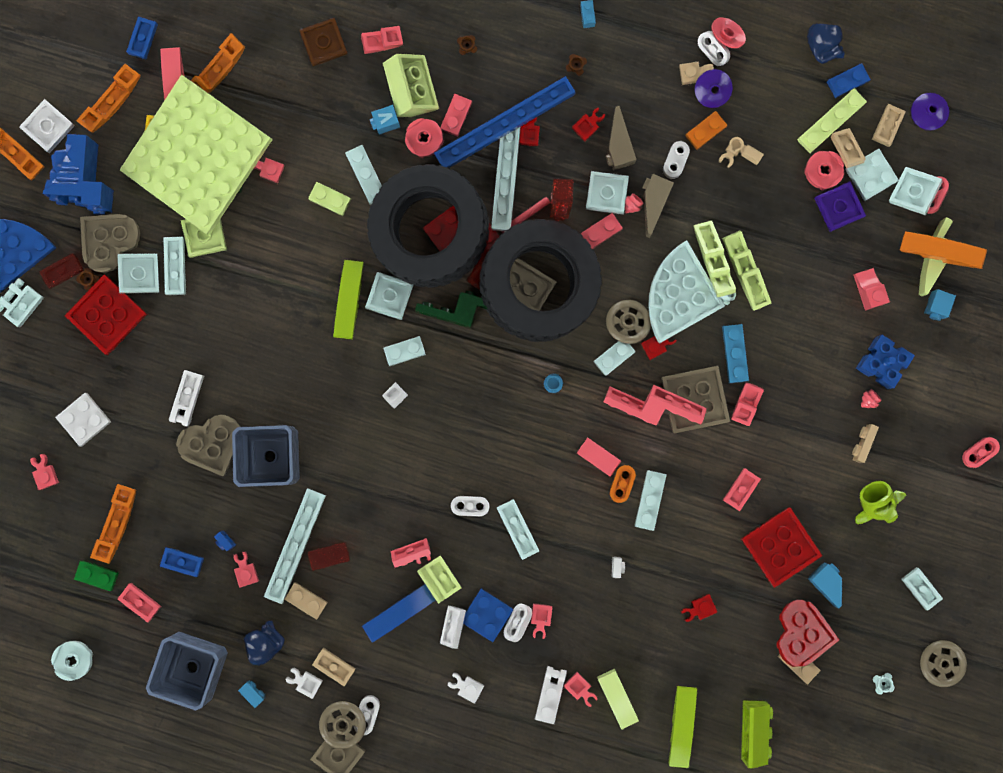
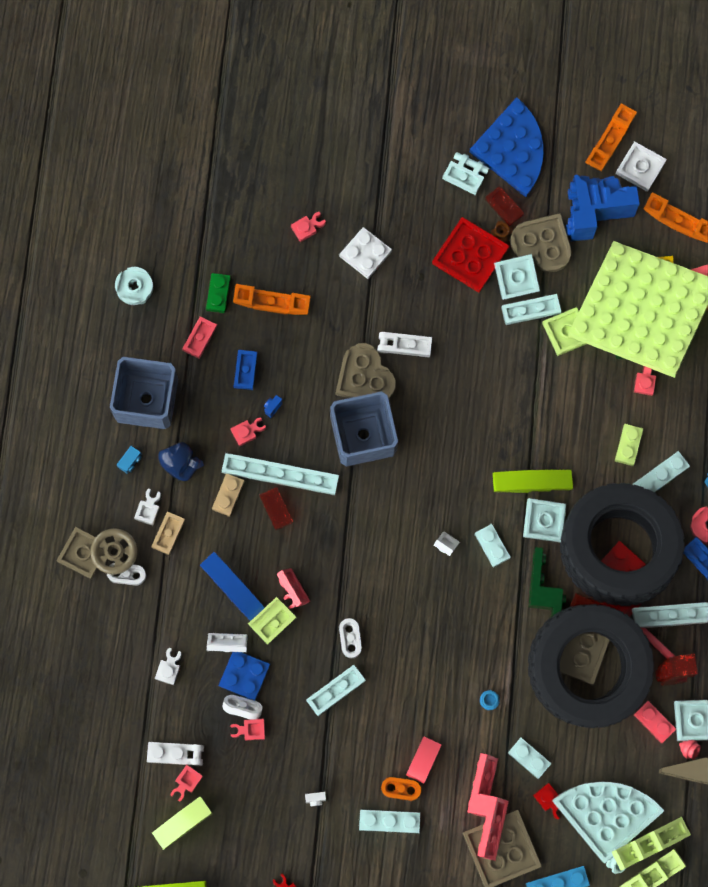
camera: 75 degrees right, 10 degrees down
(622, 336) = (582, 759): dark tan plate -> none

